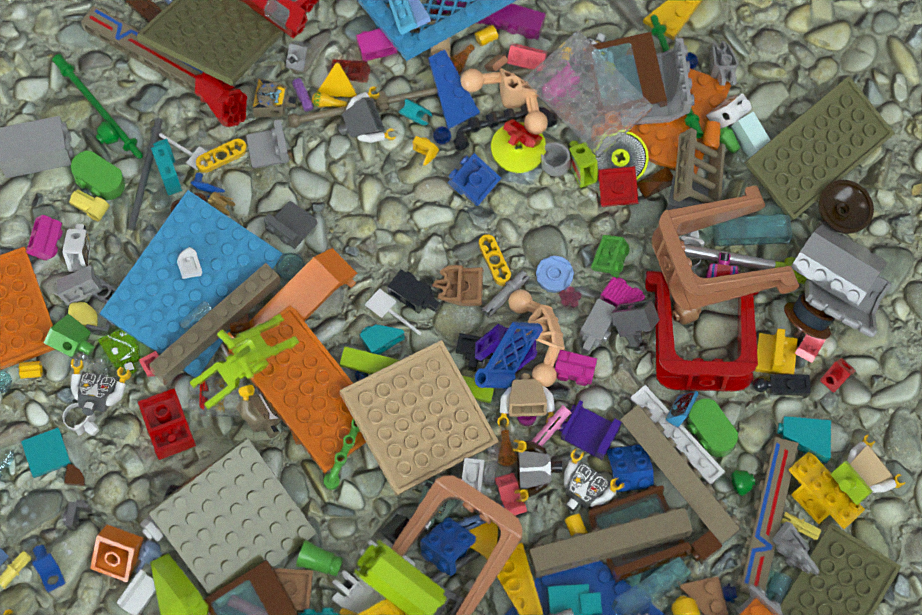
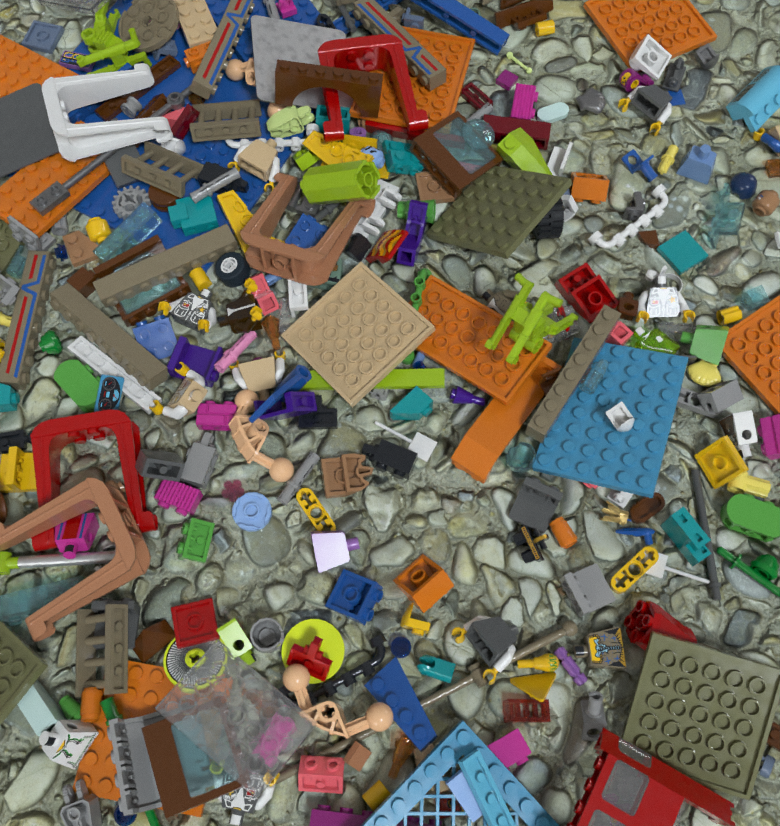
camera: 170 degrees right, 0 degrees up
(90, 490) = (632, 229): none -> white bar
(106, 223) = (721, 462): none -> yellow tile
(132, 396) = (627, 306): none -> reddish brown bracket
(273, 196) = (563, 533): none -> orange piece
(301, 192) = (525, 536): none -> black hips
(329, 341) = (461, 396): none -> dark purple cone
(334, 523) = (415, 226): none -> dark purple arch
(364, 517) = (387, 245): none -> slope
(410, 179) = (423, 583): none -> orange slope
(485, 220) = (332, 548): none -> torso
(533, 531) = (232, 269): none -> black wheel
(603, 388) = (187, 396): none -> torso

